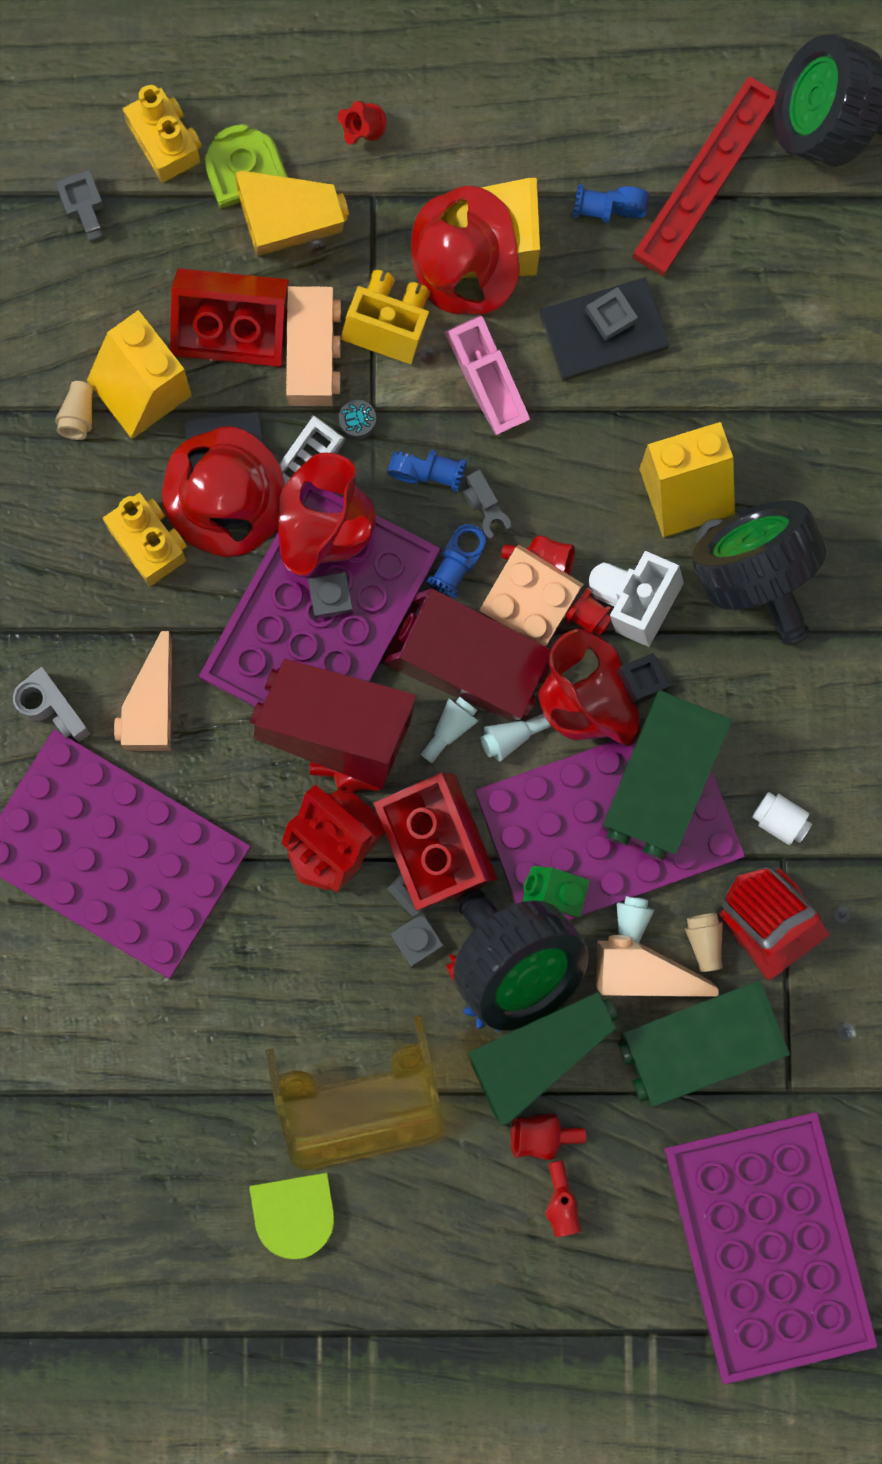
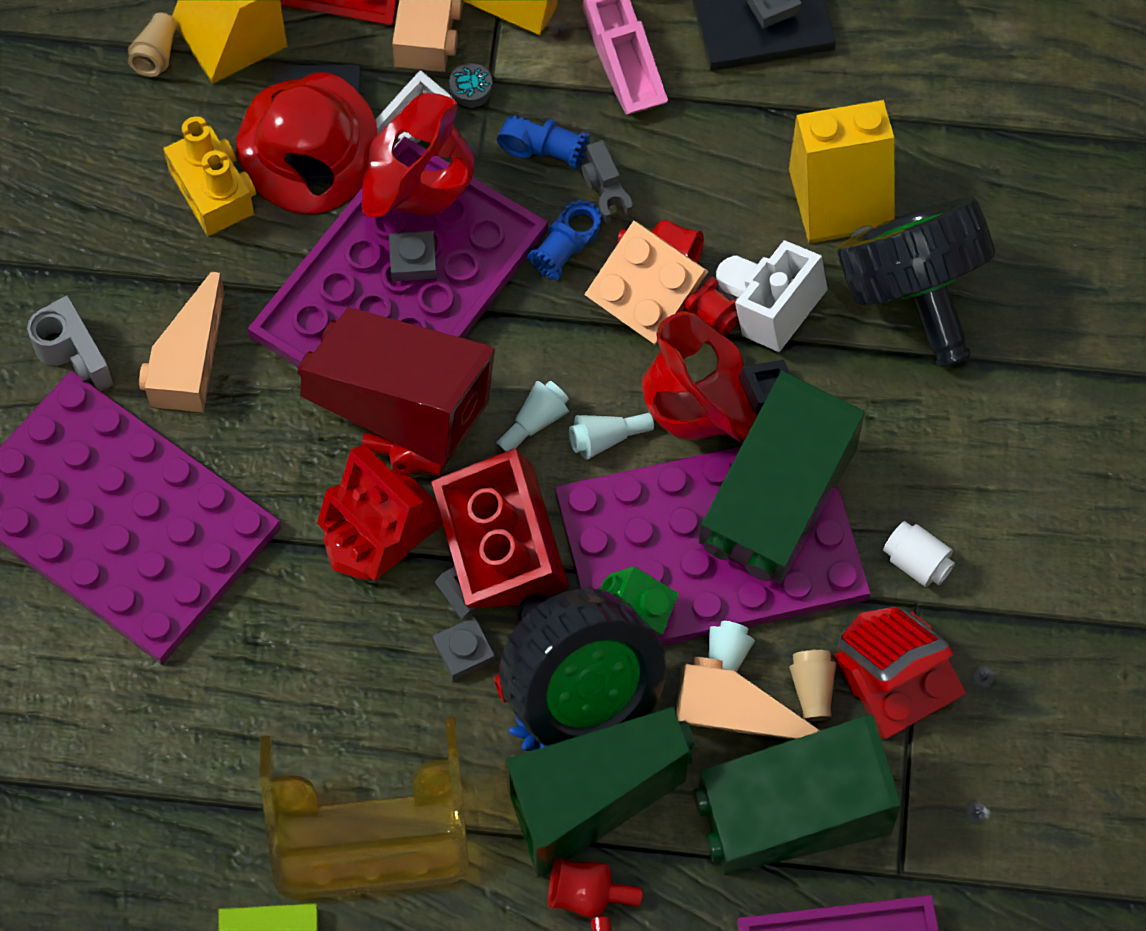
camera: 10 degrees right, 15 degrees down
(468, 656) = (567, 334): dark red slope -> none

